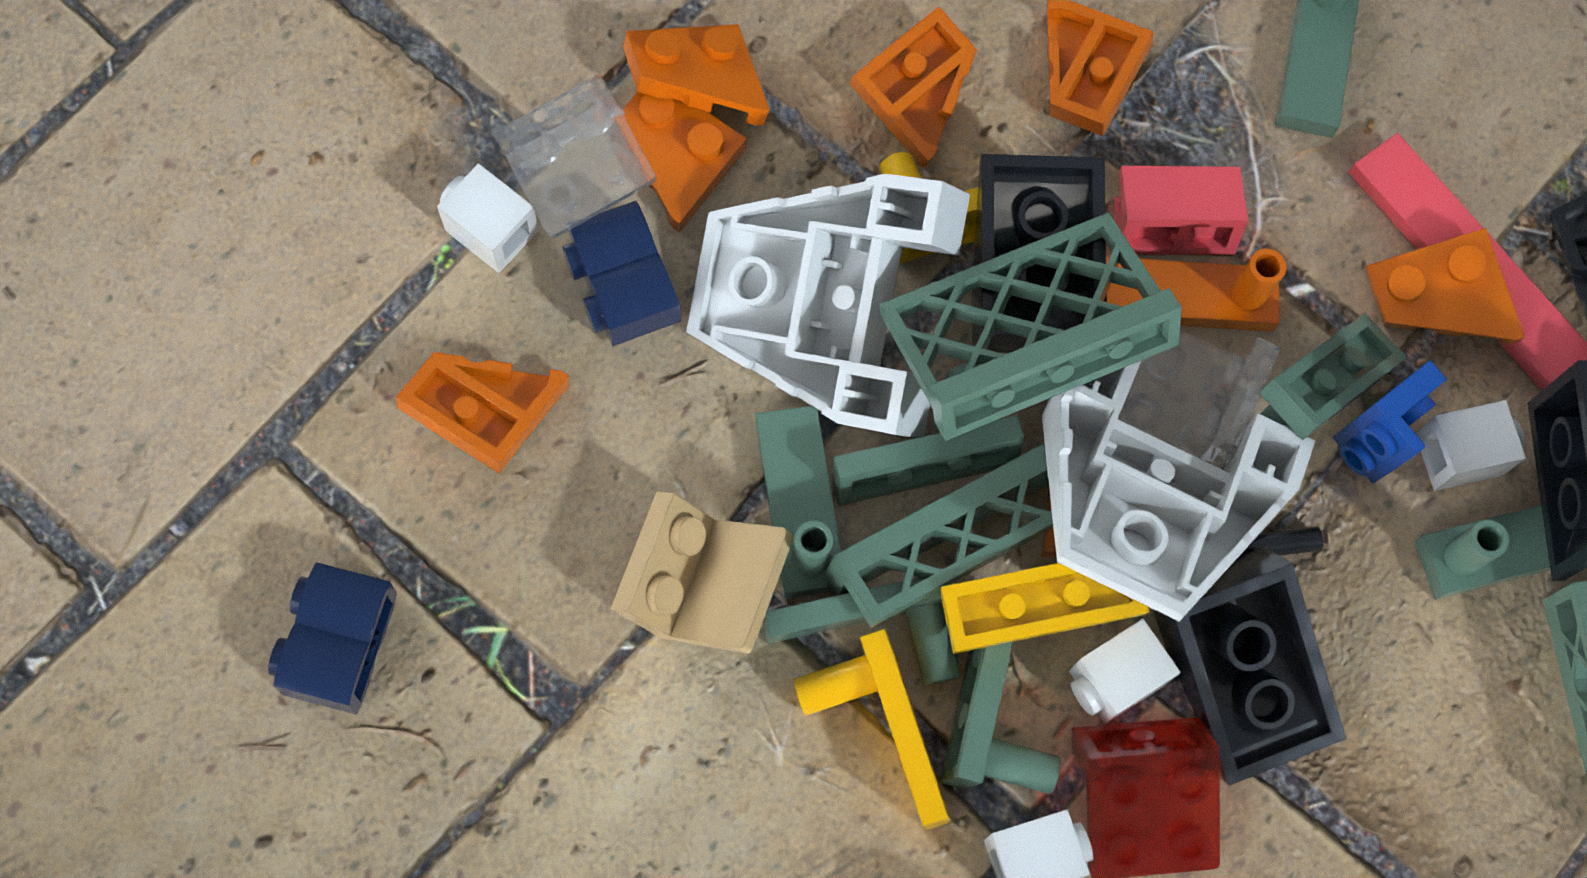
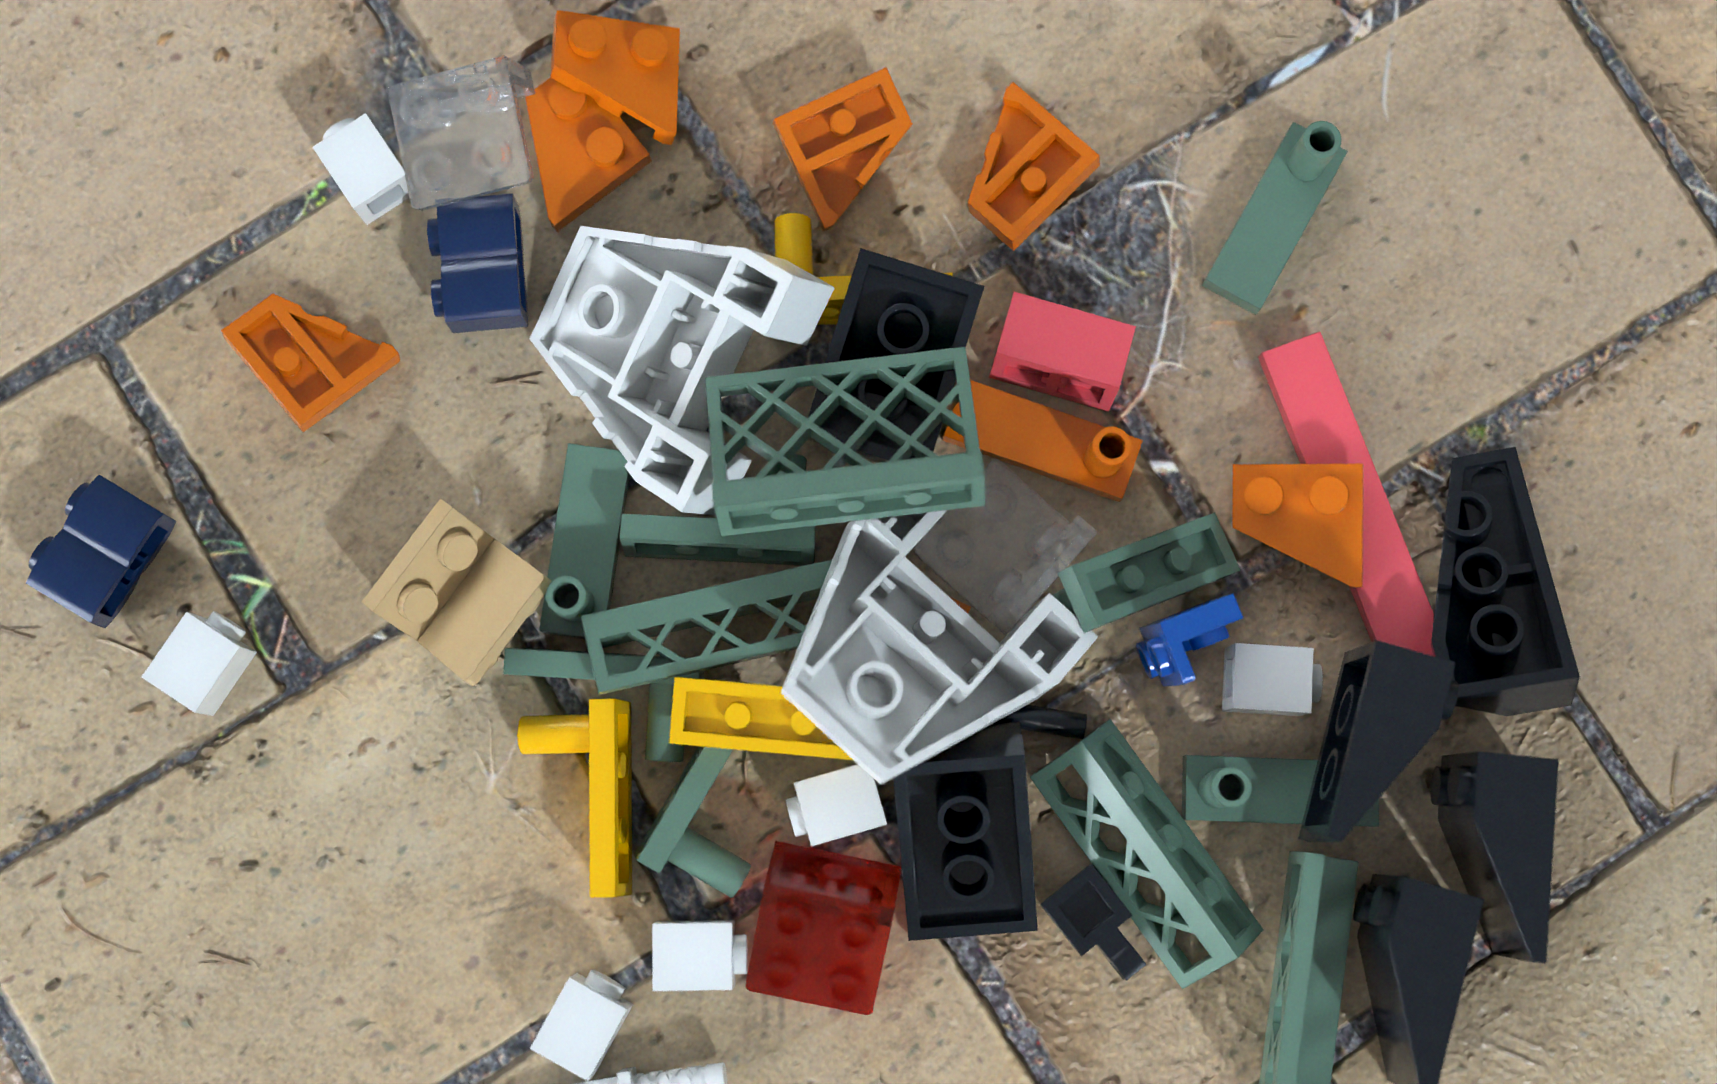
camera: 20 degrees right, 10 degrees up
(465, 715) = (200, 662): none -> white brick
(1392, 709) = (1090, 916): none -> black plate
(1435, 621) = (1156, 848): none -> sand green fence

